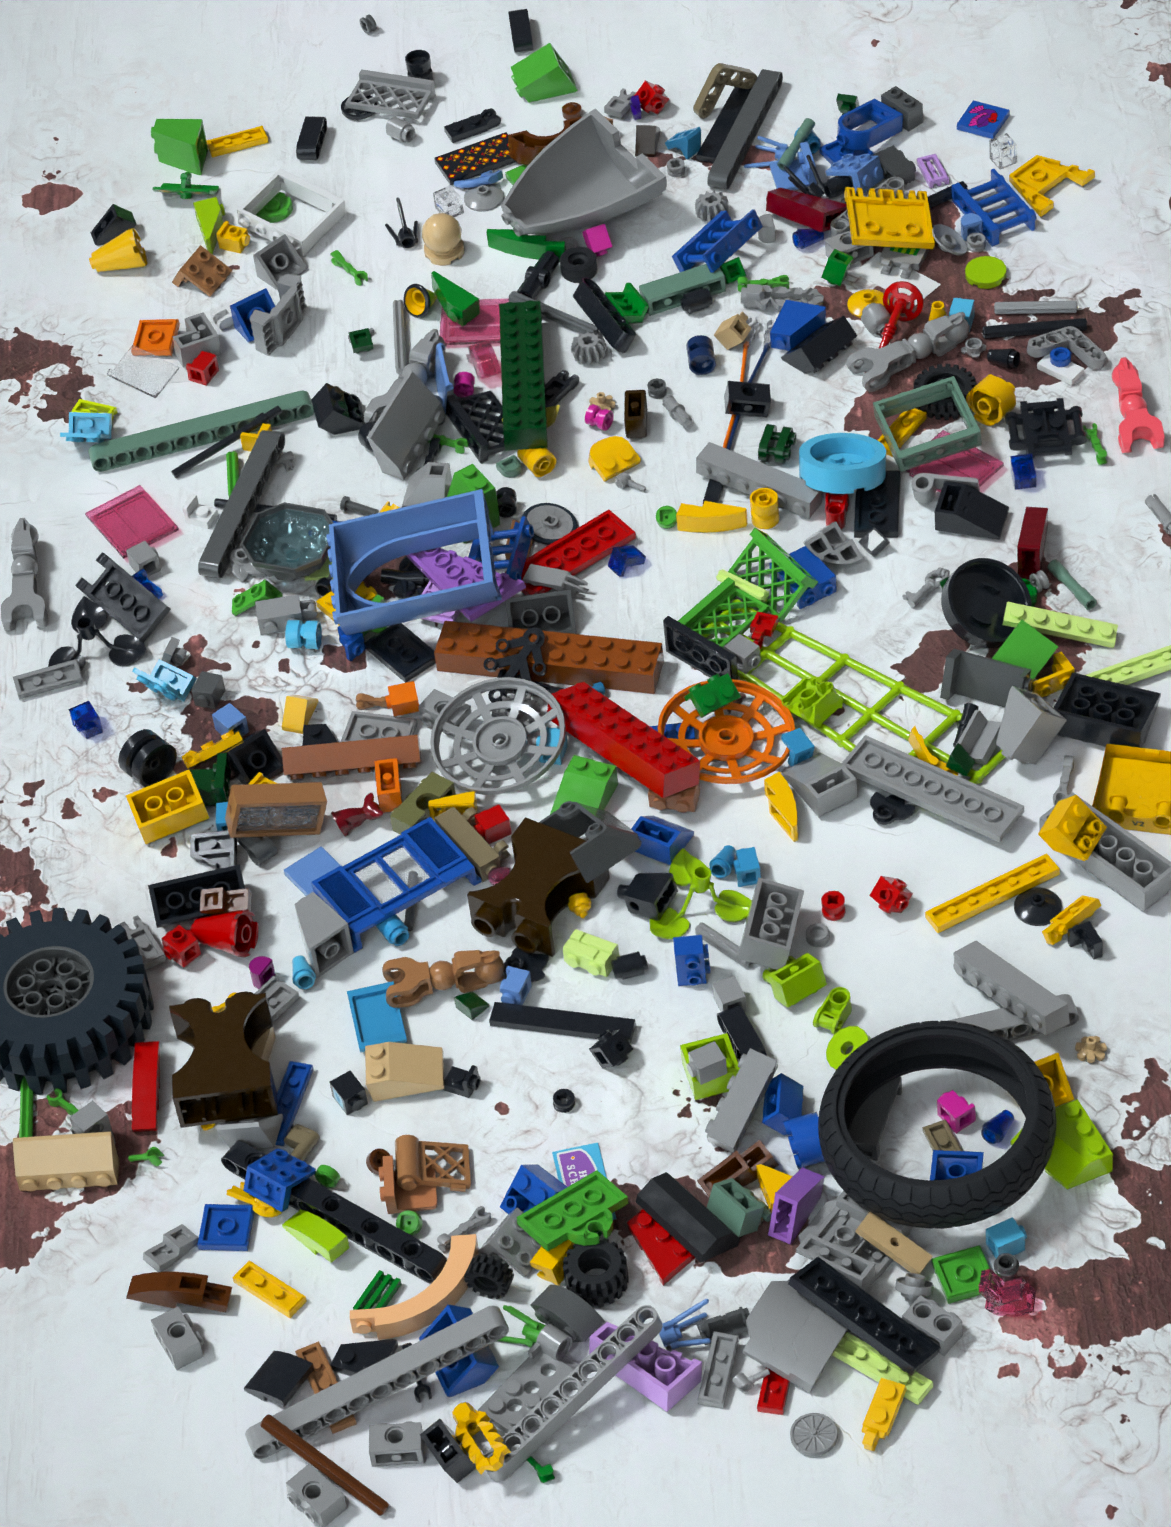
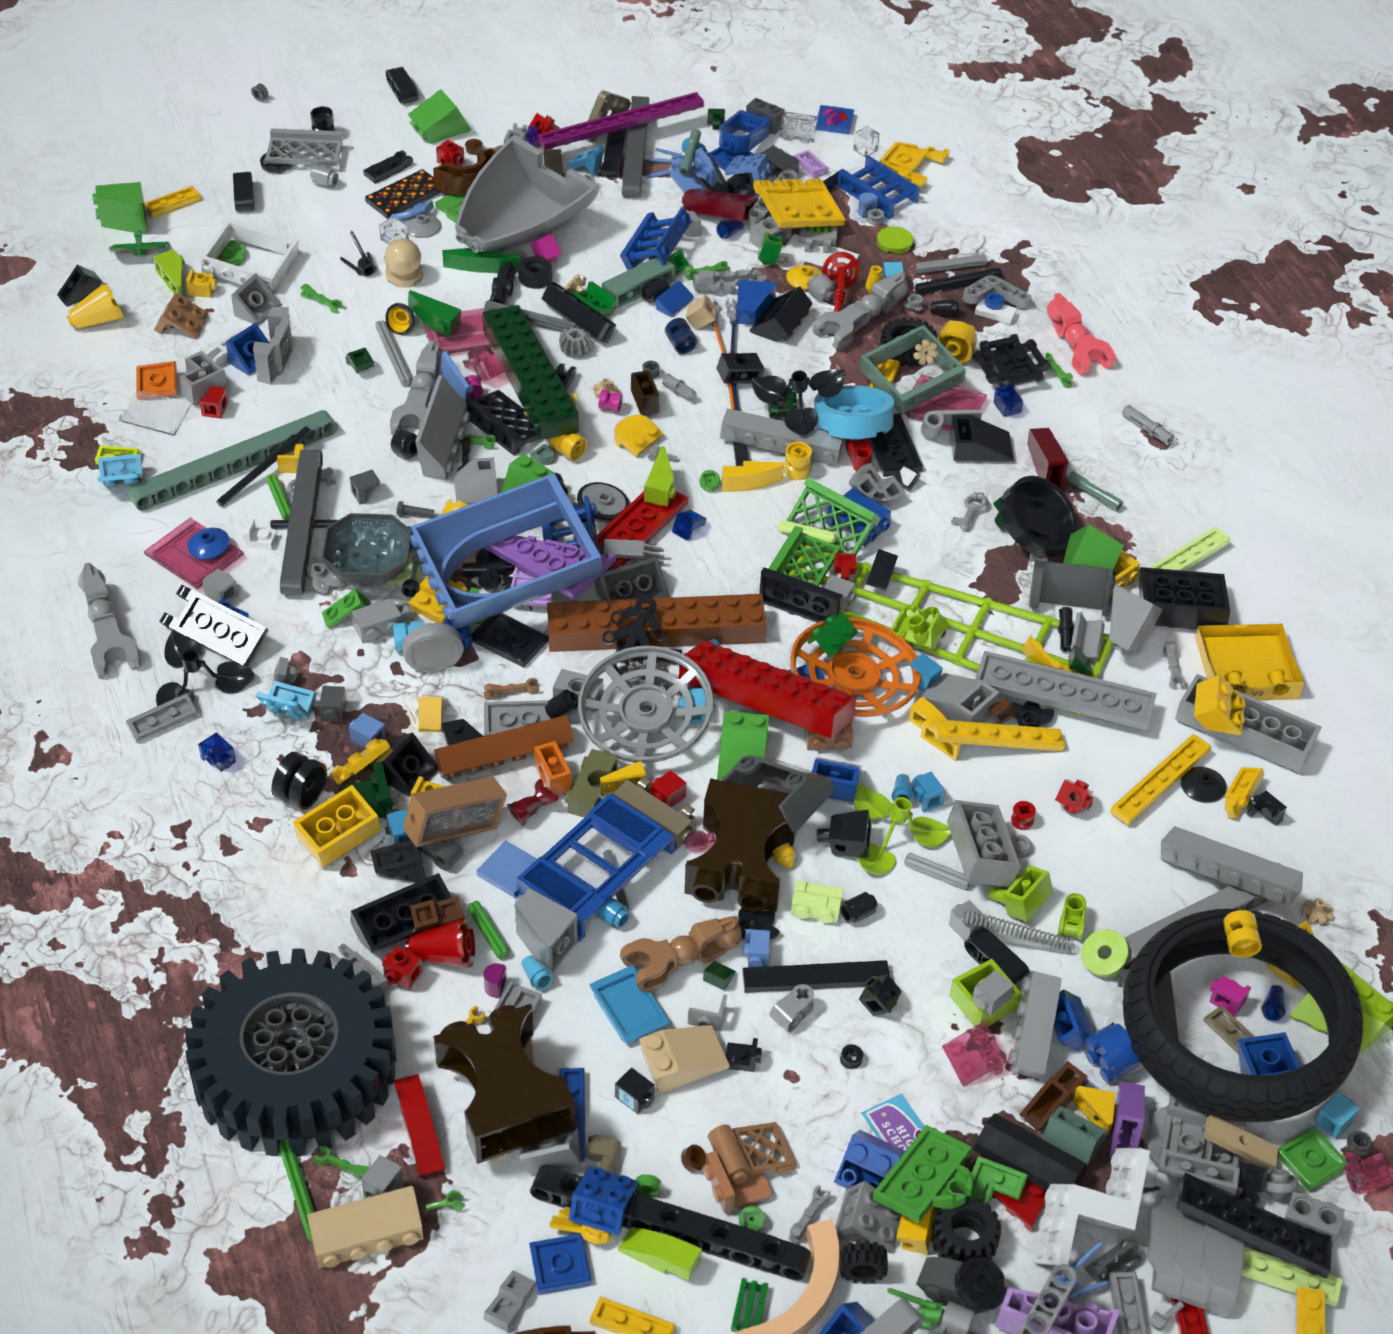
camera: 25 degrees left, 0 degrees up
(147, 514) = (208, 543): none -> blue dish
(274, 926) = (488, 930): none -> bright green axle
(316, 471) = (361, 482): none -> dark grey panel
(317, 649) = (432, 647): none -> light grey piece
(337, 410) = (361, 424): black slope -> none
(402, 698) = (535, 682): orange brick -> none
(421, 724) = (561, 704): none -> black brick
(448, 1044) = (701, 1017): none -> light grey bracket
(524, 1047) = (793, 1007): none -> light grey piece
(539, 119) = (450, 153): none -> red brick
(576, 1319) = (980, 1284): none -> black tile
(607, 514) = (660, 482): none -> lime slope
(614, 284) = (576, 284): none -> tan plant
(640, 1229) = (994, 1177): none -> bright green tile
(679, 1119) = (974, 1054): none -> clear pink hinge
(690, 961) = (920, 892): blue brick -> none
(710, 204) = (634, 211): light grey gear -> none
(713, 312) = (673, 299): none -> blue slope
(714, 1268) = (1072, 1202): none -> white bracket
(734, 99) = (620, 121): none -> magenta plate
(764, 425) = (800, 421): none -> black plant
(771, 1013) = (1017, 930): none -> light grey piece
(798, 635) = (882, 569): none -> black slope
(841, 822) = (998, 735): none -> yellow plate
(858, 800) = (1002, 711): none -> reddish brown plate
(885, 1279) = (1252, 1180): none -> black plate
(932, 125) = (798, 127): none -> clear brick
(938, 411) = (925, 352): none -> tan plant
(949, 240) = (853, 217): light grey dish -> none
(953, 1046) = (1242, 933): none -> yellow wheel
(1039, 581) = (1069, 490): light grey bush -> none
(1062, 624) = (1112, 526): yellowish green plate -> none

